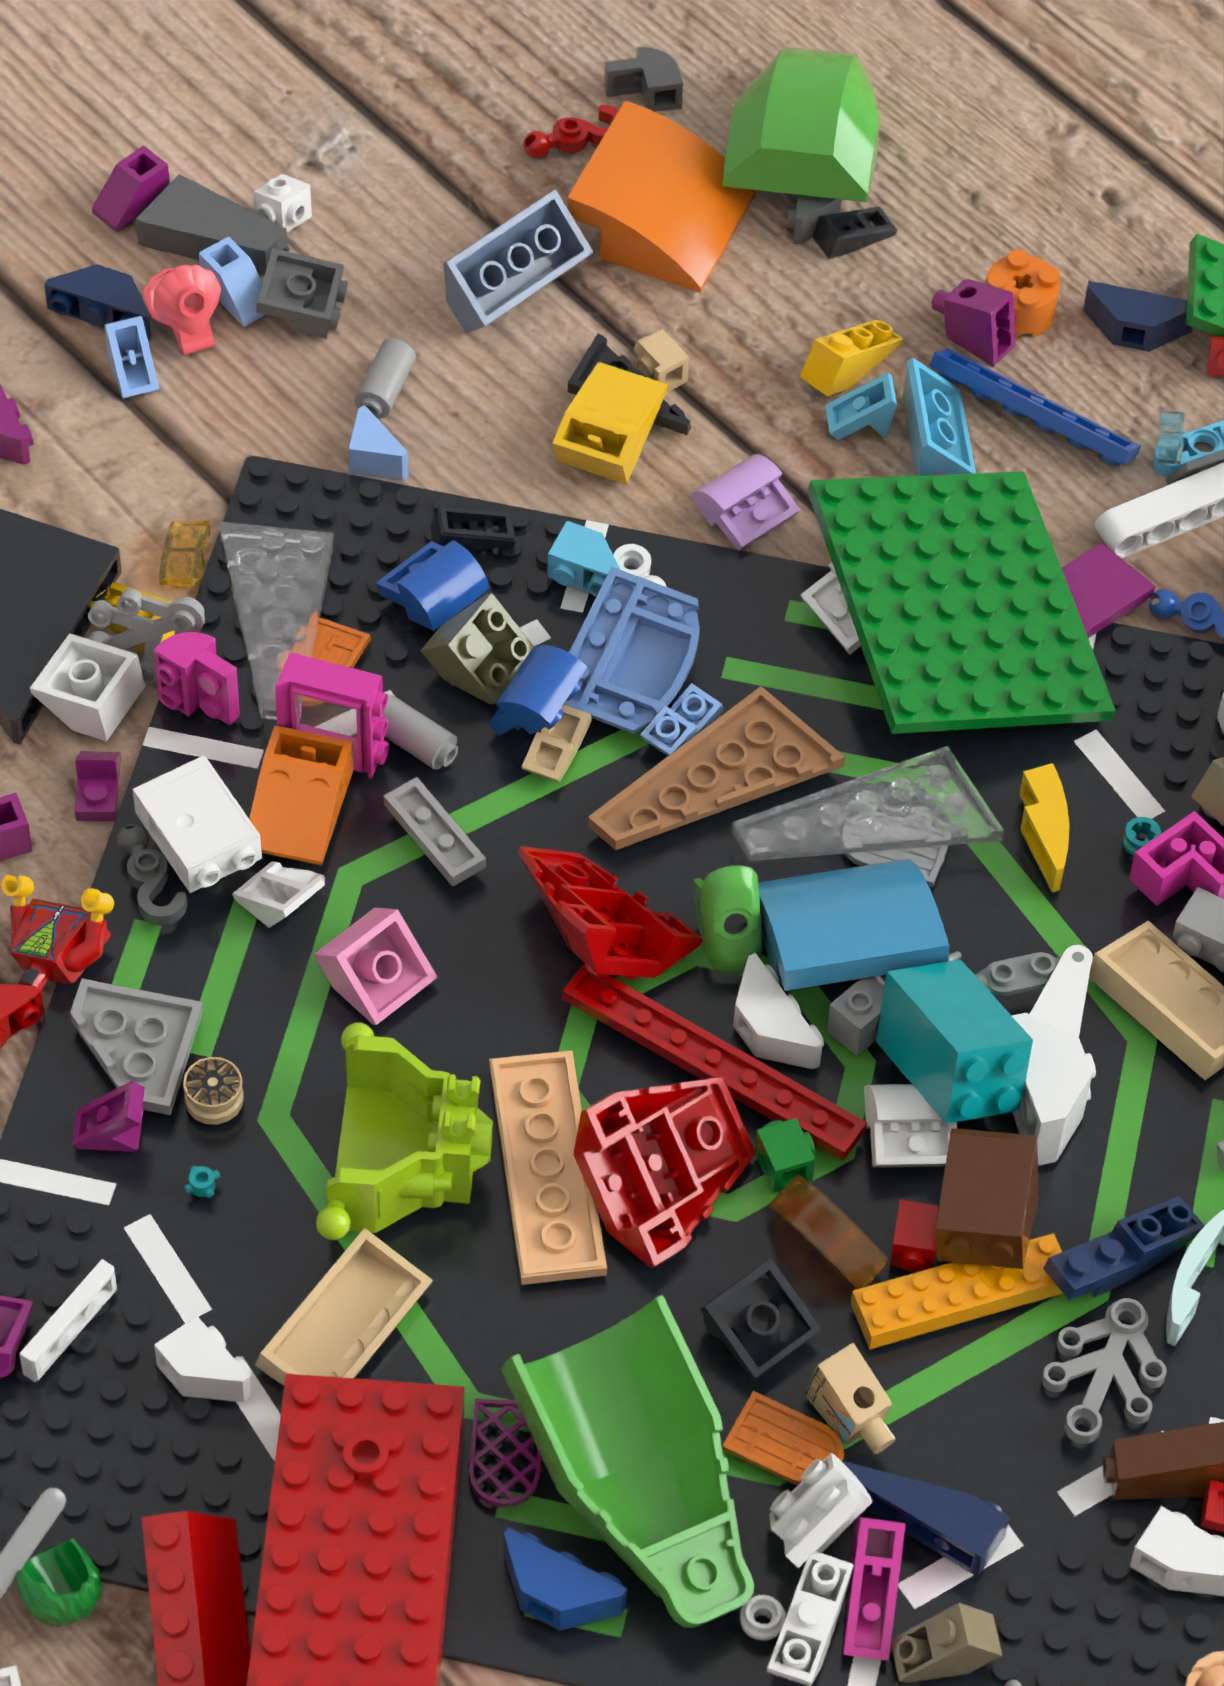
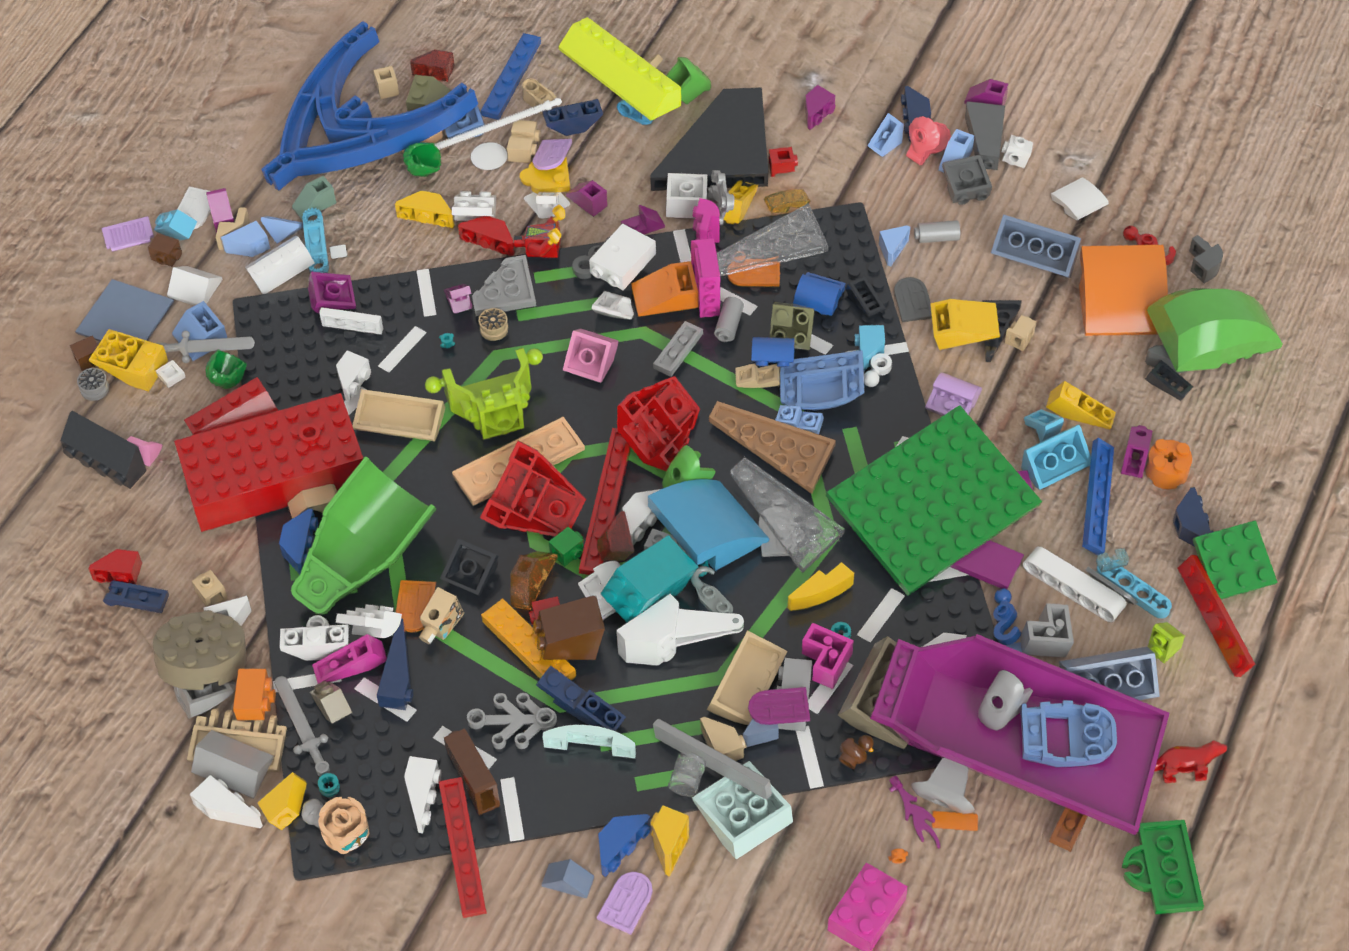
camera: 70 degrees right, 0 degrees up
(92, 517) = (782, 160): none -> red brick
(425, 174) = (1079, 198): none -> white slope
(476, 1529) = (313, 498): none -> tan slope
(500, 476) = (912, 299): none -> dark grey window
(815, 1068) = (615, 540): none -> clear red slope

